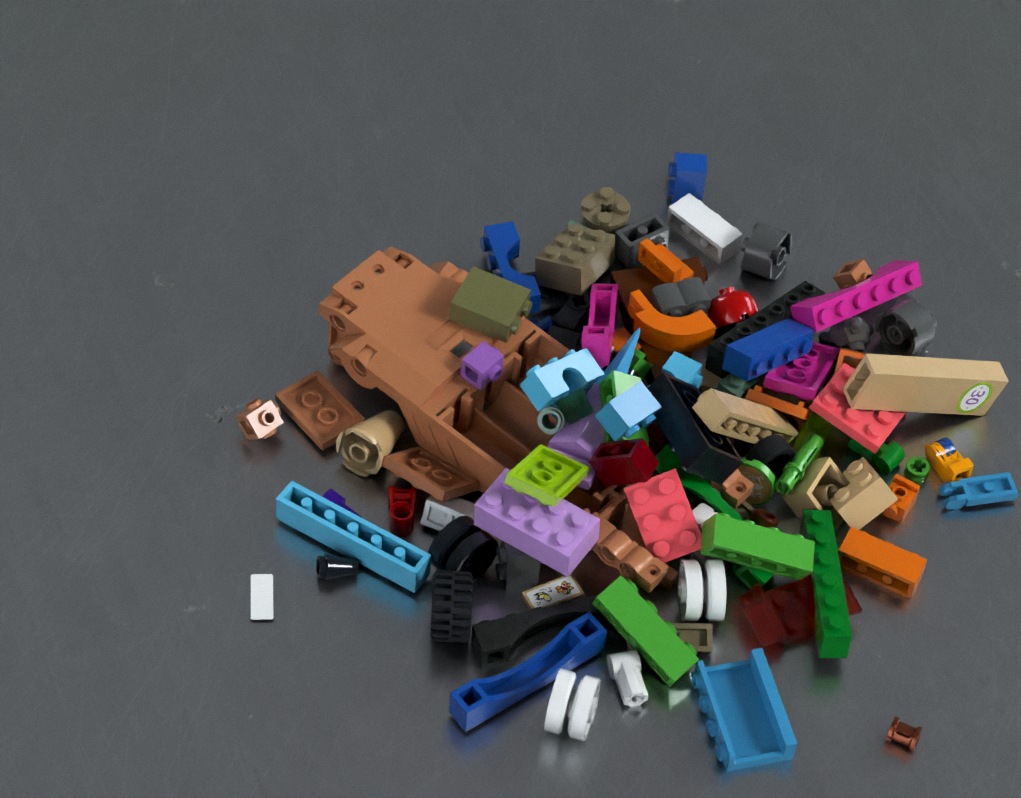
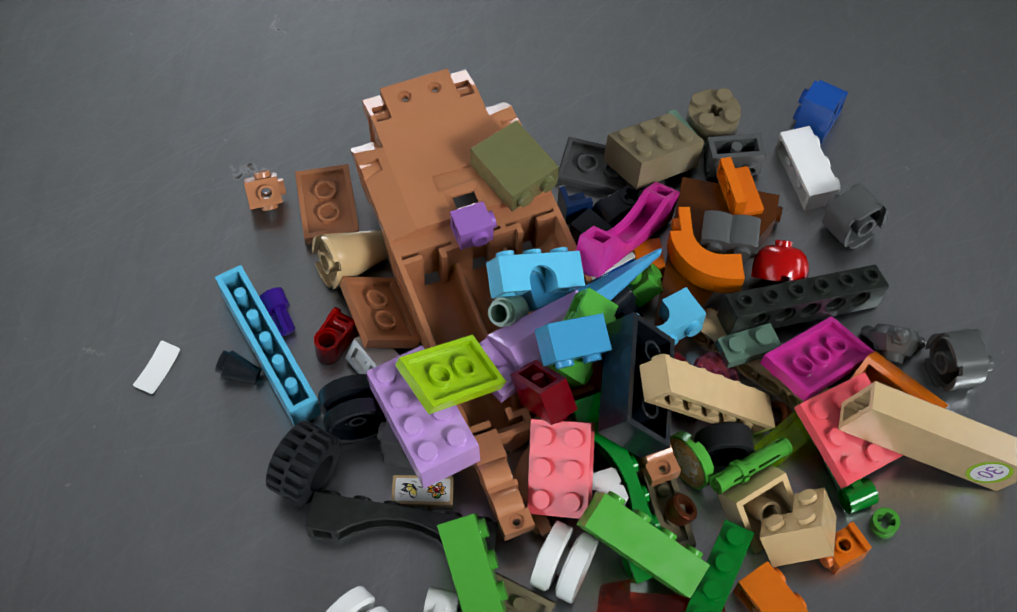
camera: 30 degrees right, 10 degrees up
(489, 696) = (293, 575): blue arch -> none
(502, 246) = (581, 159): blue arch -> none
(575, 406) = (531, 309): clear green tile -> none
(758, 396) = (783, 405): orange piece -> none
(767, 349) = (786, 325): blue brick -> none
(838, 306) = (879, 307): dark pink arch -> none
(852, 274) = (933, 284): nougat brick -> none
(948, 461) = (923, 531): light orange leg -> none
(979, 490) = (942, 579): dark azure hinge -> none

